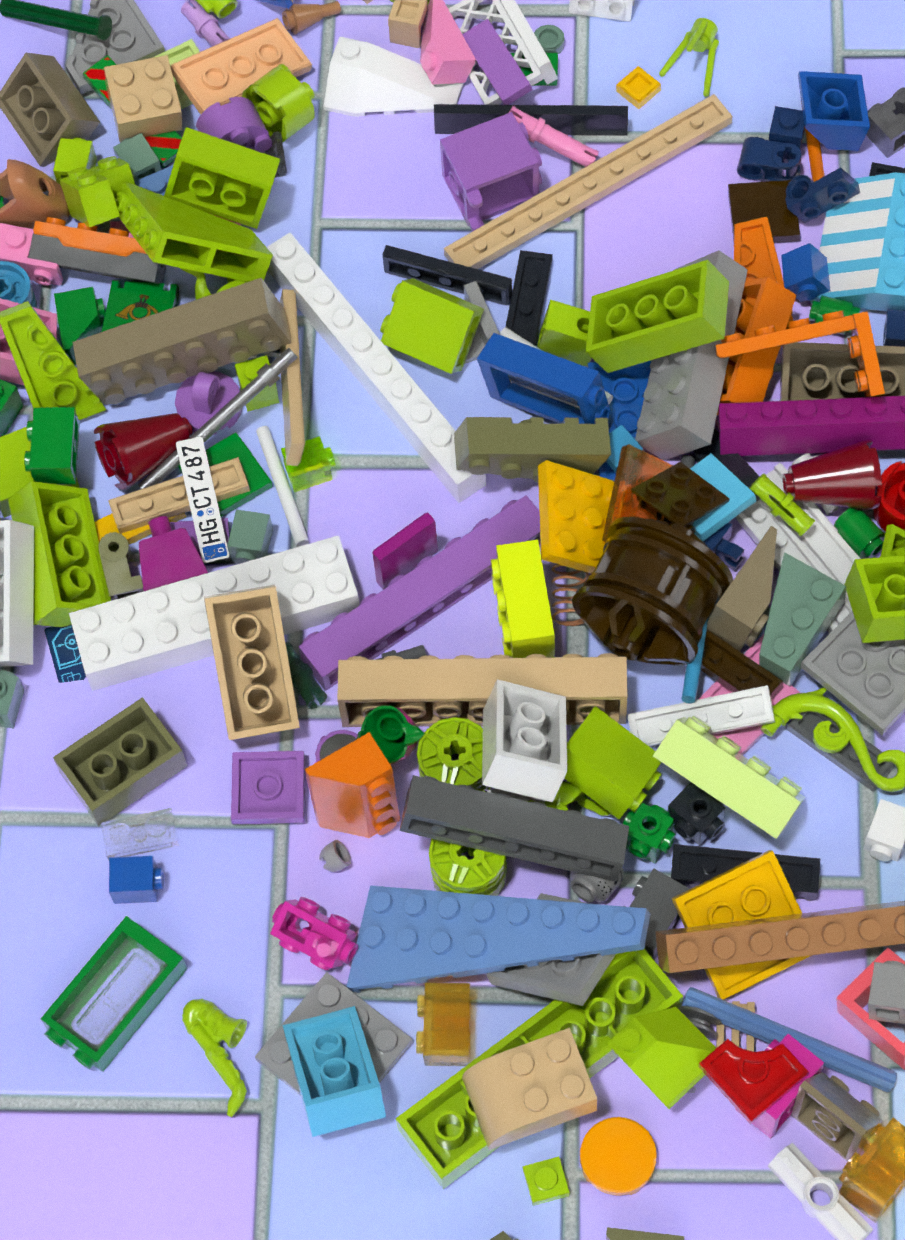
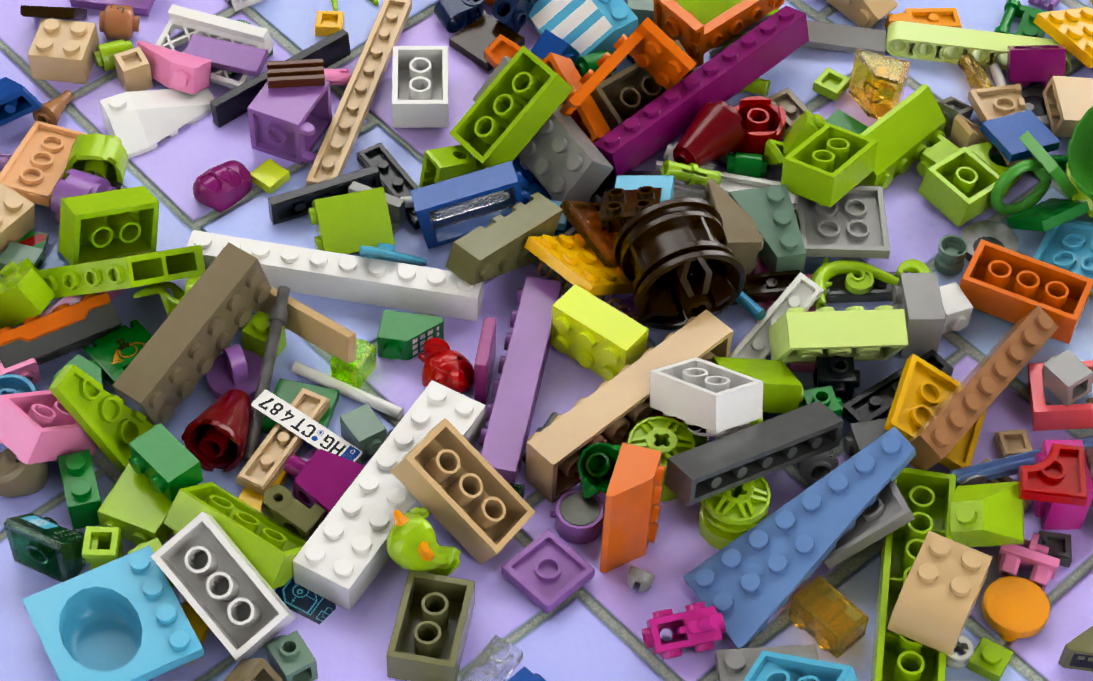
camera: 50 degrees left, 15 degrees down
(162, 677) = (415, 547): none -> lime hair
(369, 529) = (445, 366): none -> red hair
(373, 200) = (223, 185): none -> magenta piece
(375, 471) = (404, 333): none -> slope
(424, 218) = (270, 176): none -> neon yellow tile
(430, 380) = (388, 253): none -> medium azure piece
(517, 129) = (295, 73): none -> reddish brown tile
(536, 1146) = (959, 662): none -> white bush
(639, 221) = (420, 87): none -> white brick
(680, 1143) = (1029, 557): none -> bright pink hips
(724, 1136) = (1059, 546): none -> dark grey tile
(798, 1010) = (1012, 442): none -> tan tile
(837, 814) = (923, 310): none -> light grey brick

